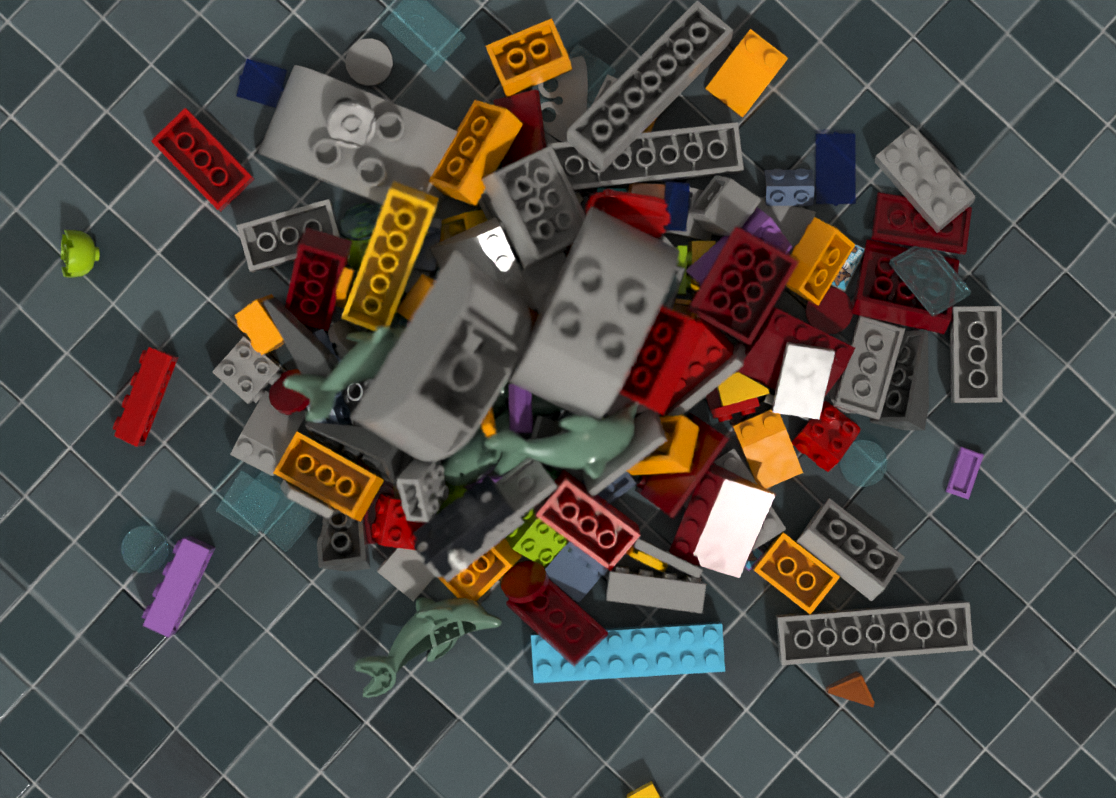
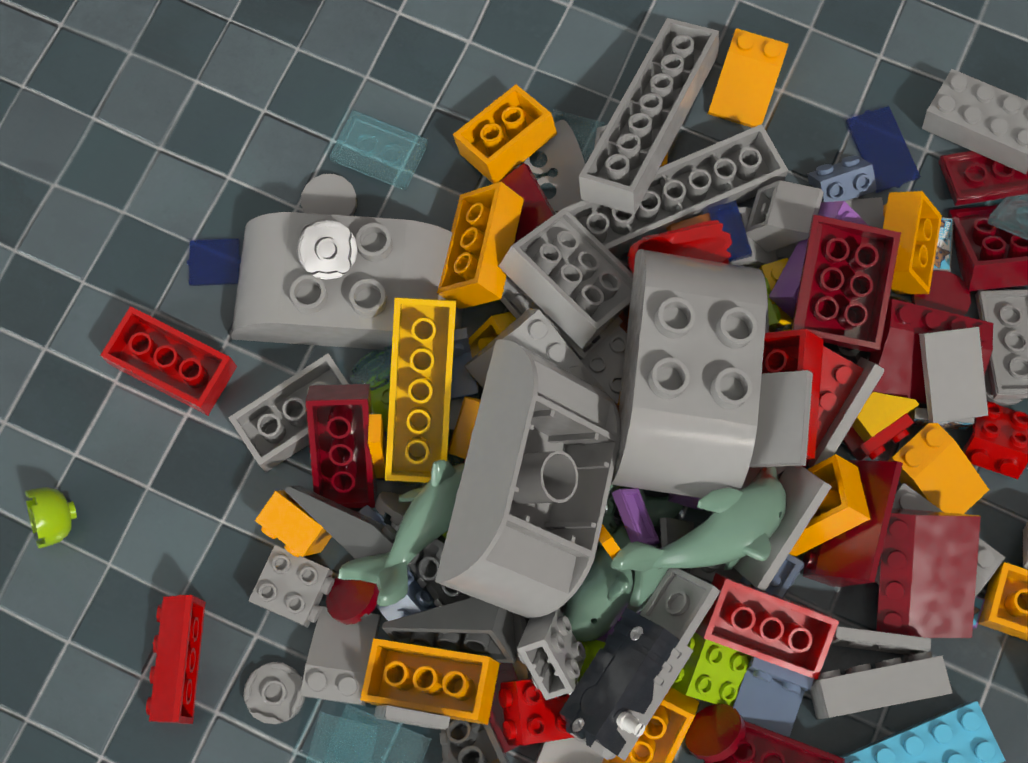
camera: 10 degrees left, 15 degrees down
(211, 443) = (274, 693): none -> light grey tile
(646, 380) = (783, 419): none -> light grey tile
(647, 559) = (855, 651): yellow tile -> none

